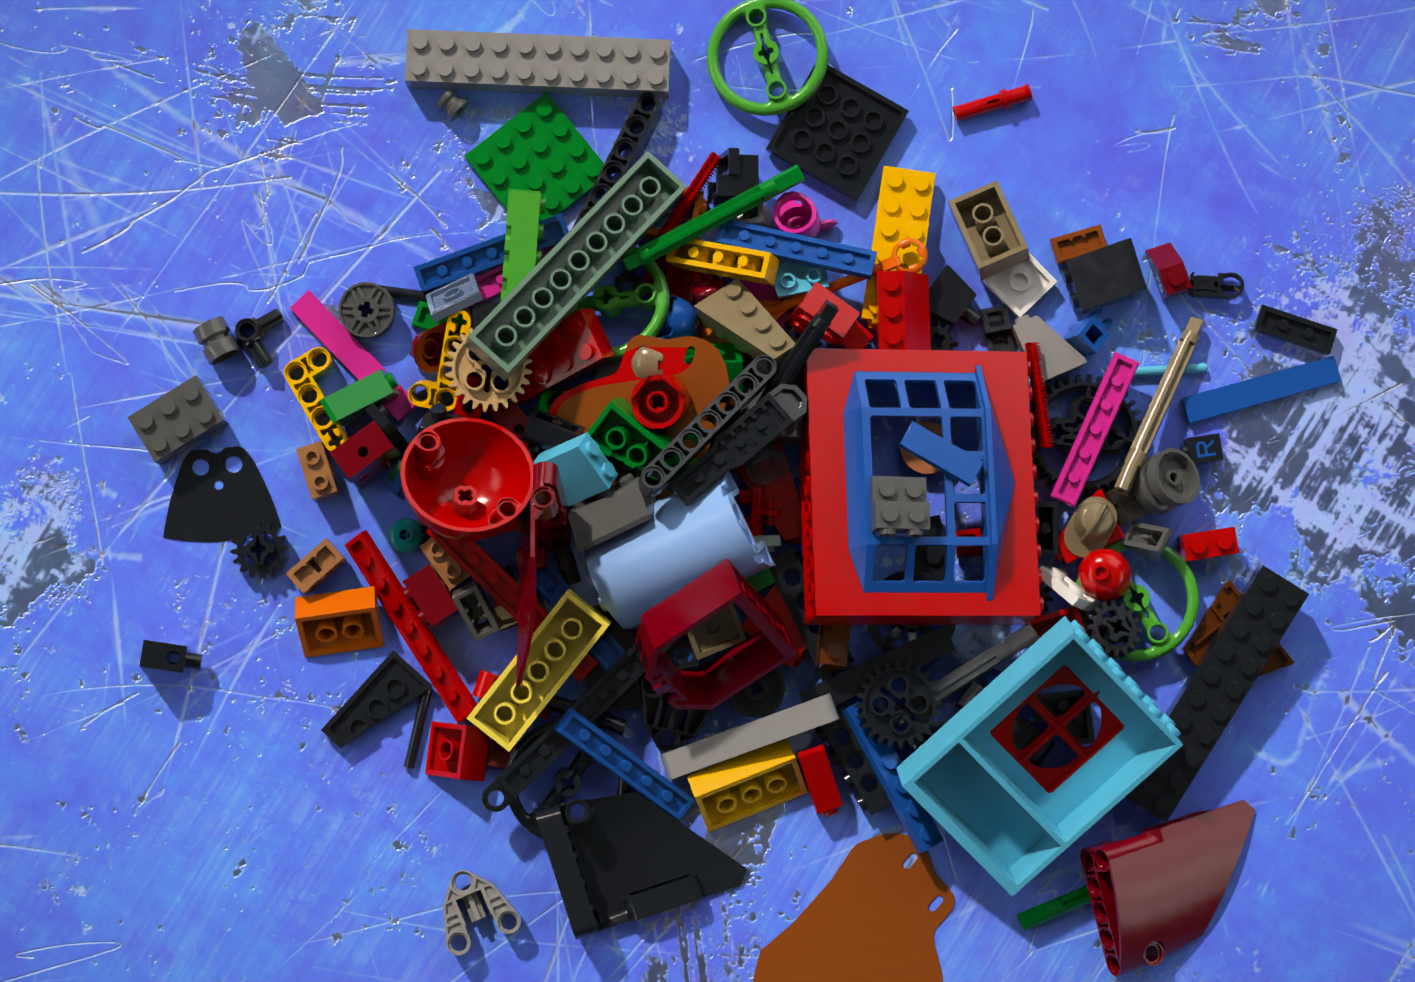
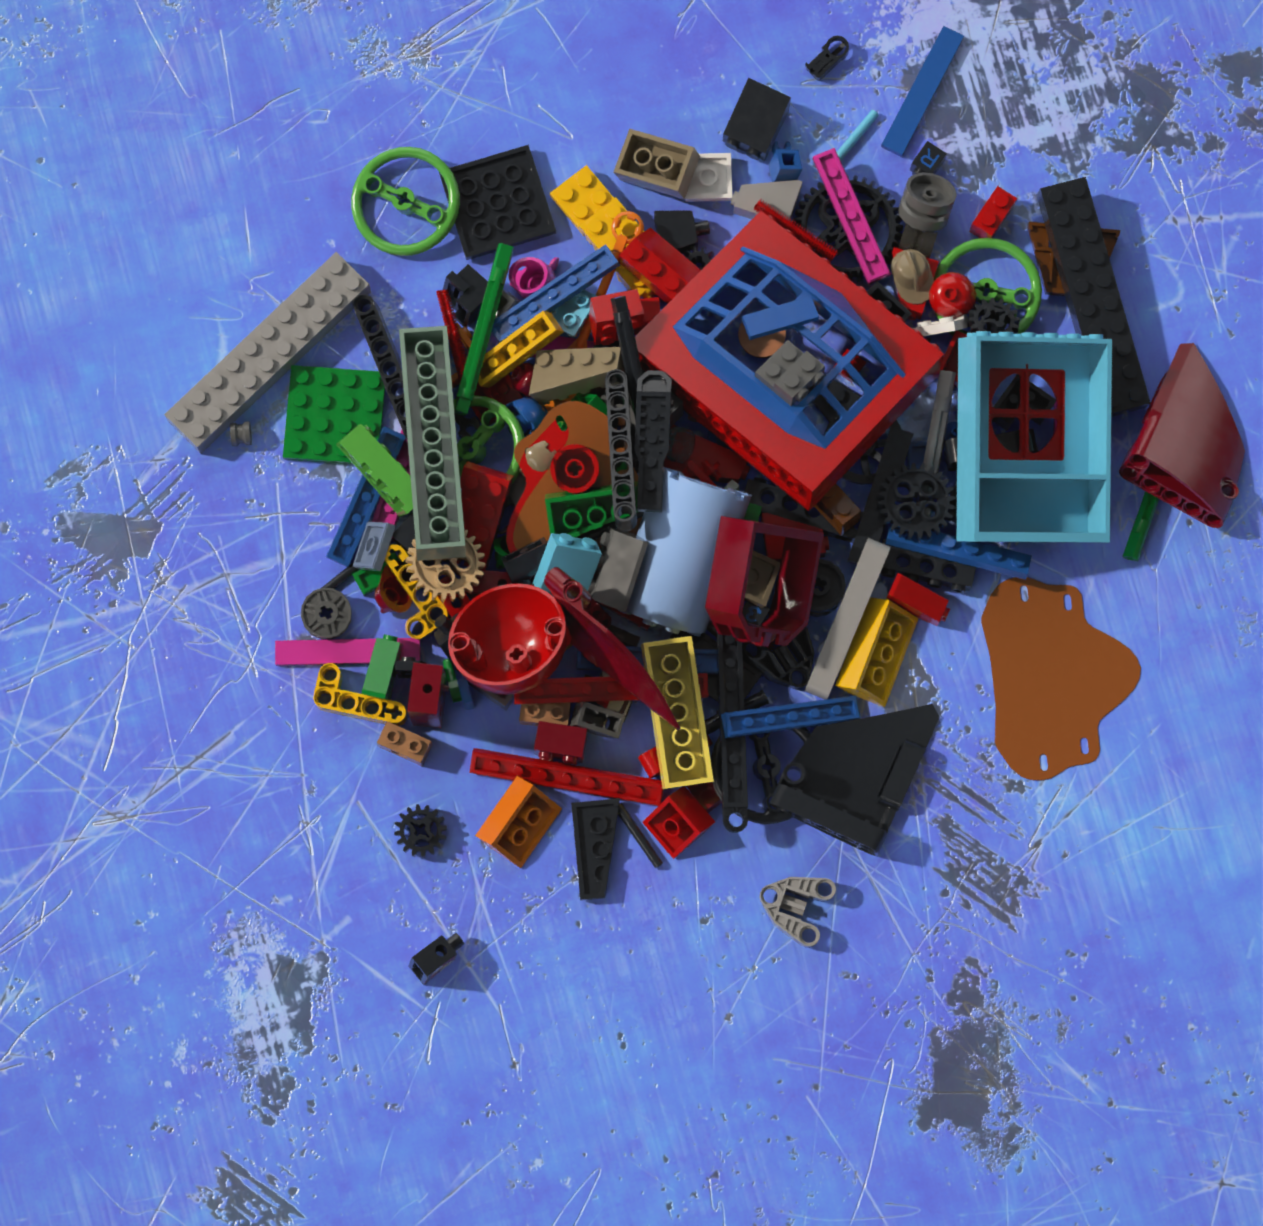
camera: 45 degrees left, 5 degrees down
(177, 420) = (281, 806): dark grey brick -> none
(212, 515) = (360, 847): black piece -> none
(215, 338) = (251, 731): dark grey wheel -> none
(254, 343) = (270, 696): black axle -> none
(316, 566) = (468, 802): medium nougat brick -> none
(411, 543) = (503, 733): teal head -> none
(997, 329) = (725, 219): black slope -> none
(1003, 99) = (577, 80): red pin -> none
(1077, 243) = (718, 118): dark orange plate -> none
(1147, 540) = (955, 248): dark grey slope -> none
(1159, 406) = (874, 161): dark tan piece -> none
(1168, 271) = (790, 77): dark red slope -> none
(1295, 330) = (903, 34): black plate -> none

